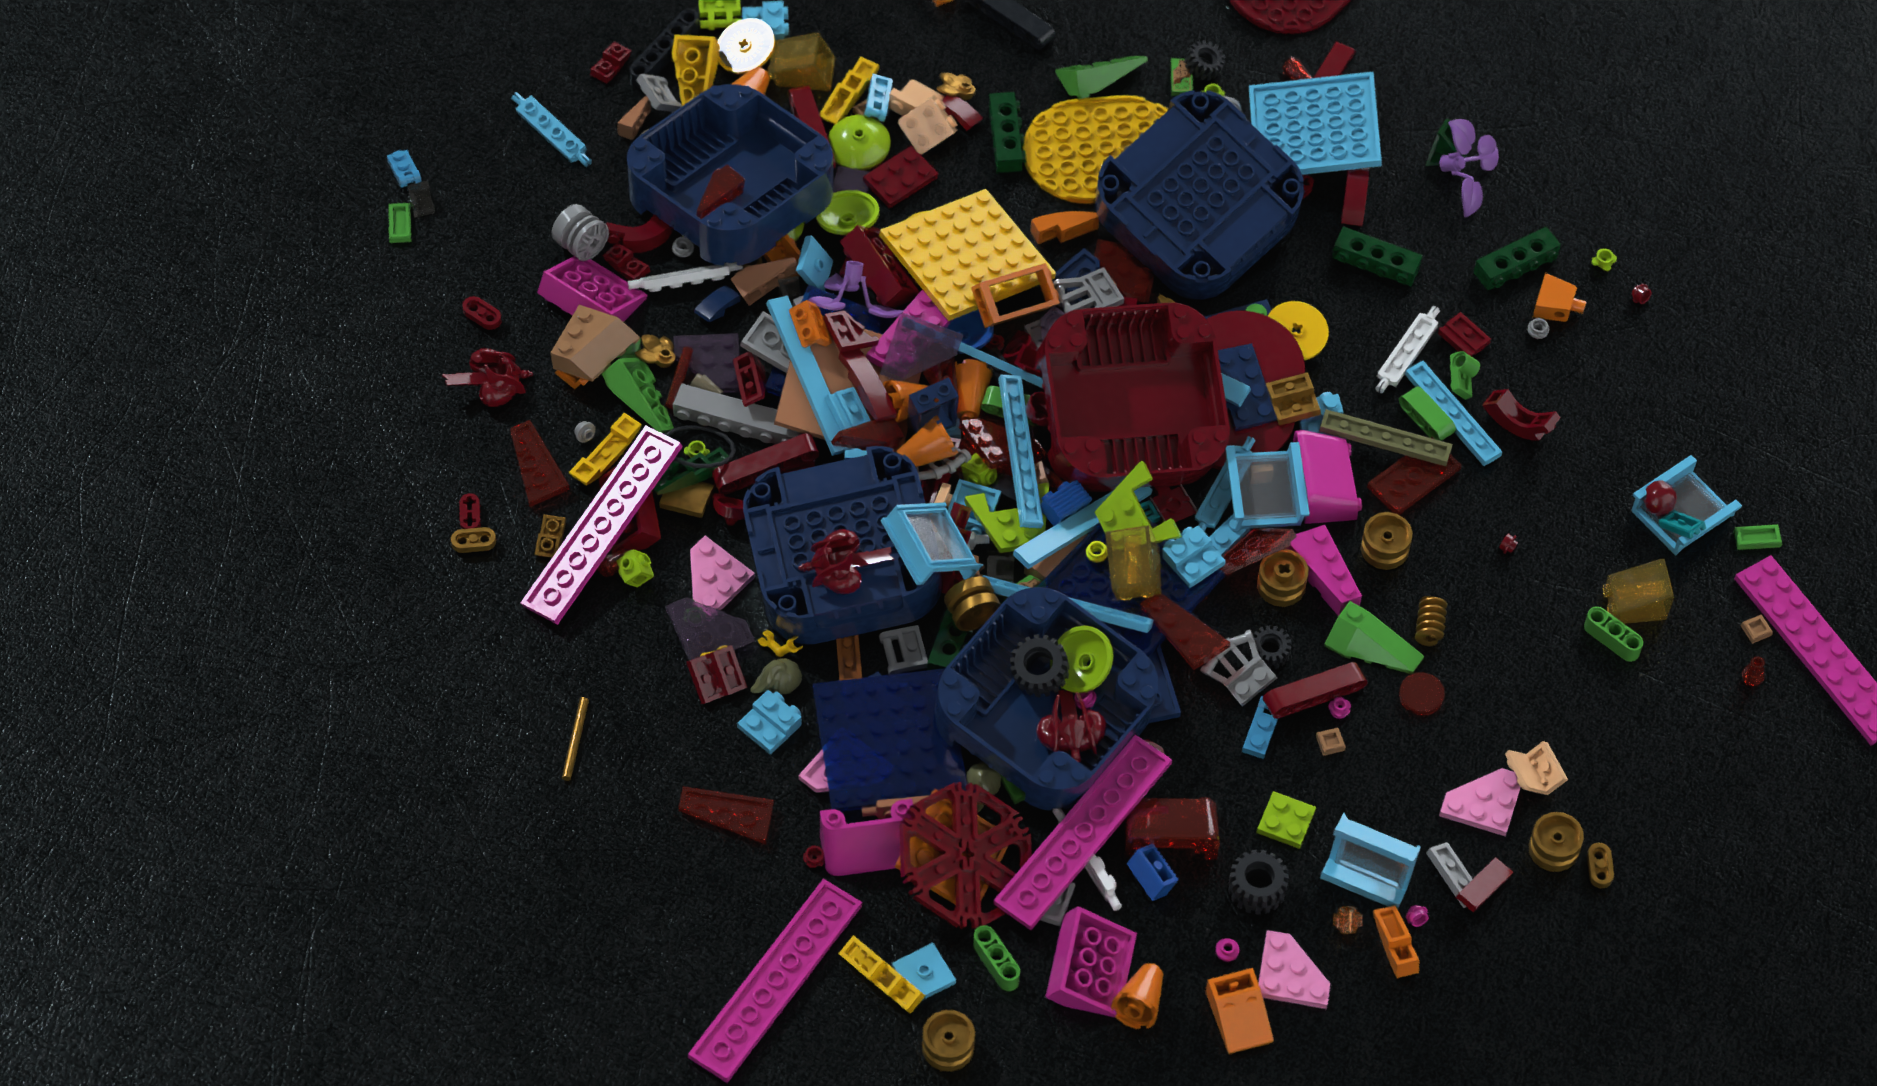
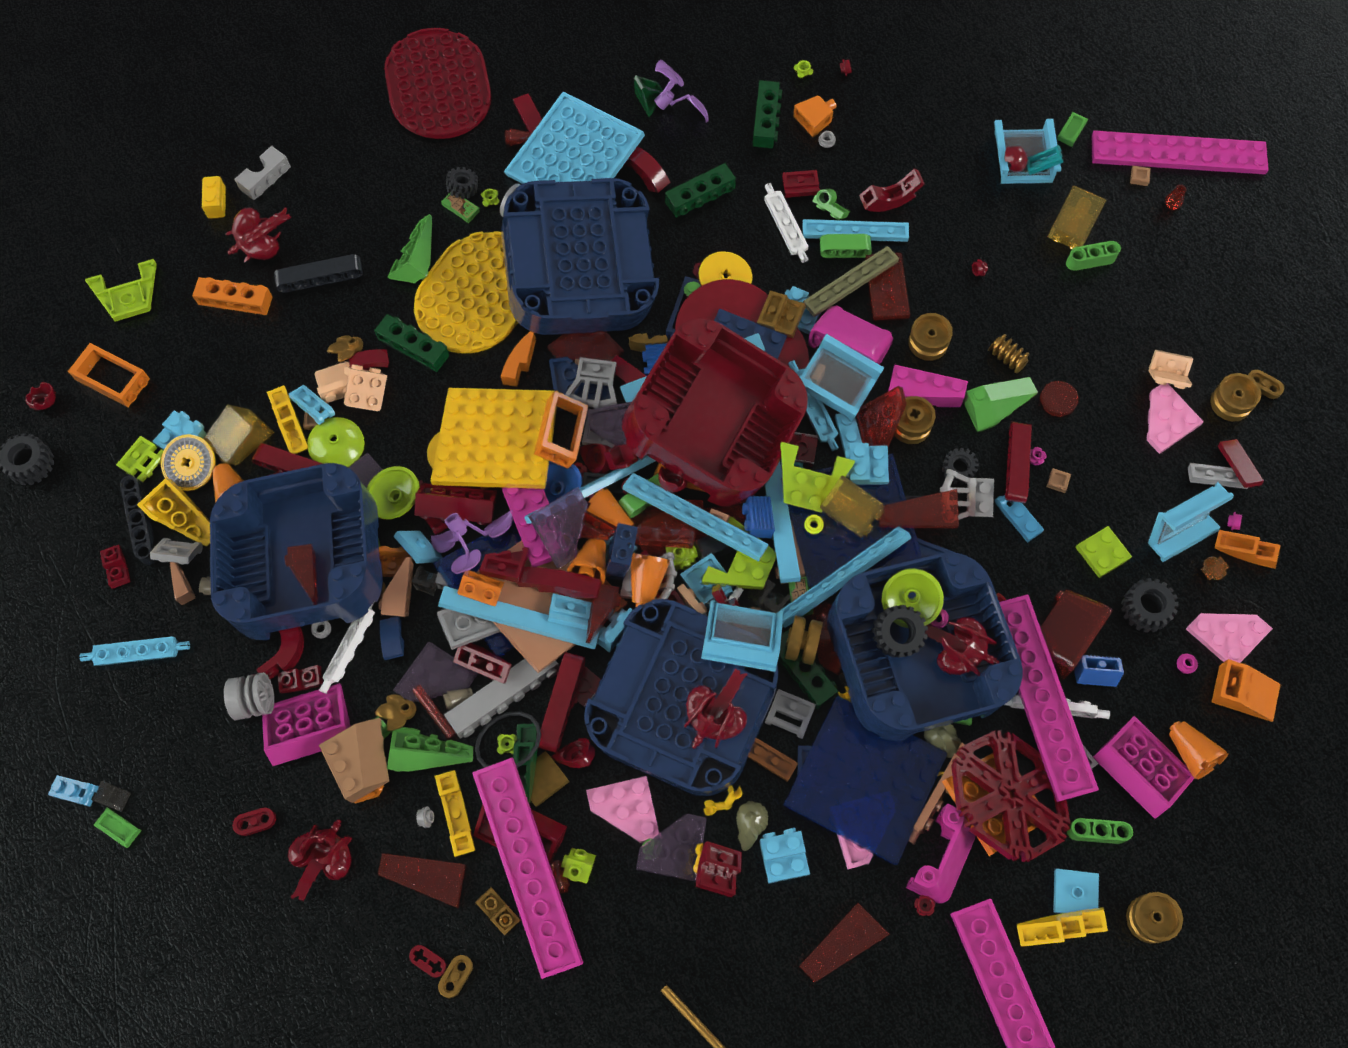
camera: 50 degrees left, 10 degrees up
(900, 177) = (388, 436): dark red plate -> none

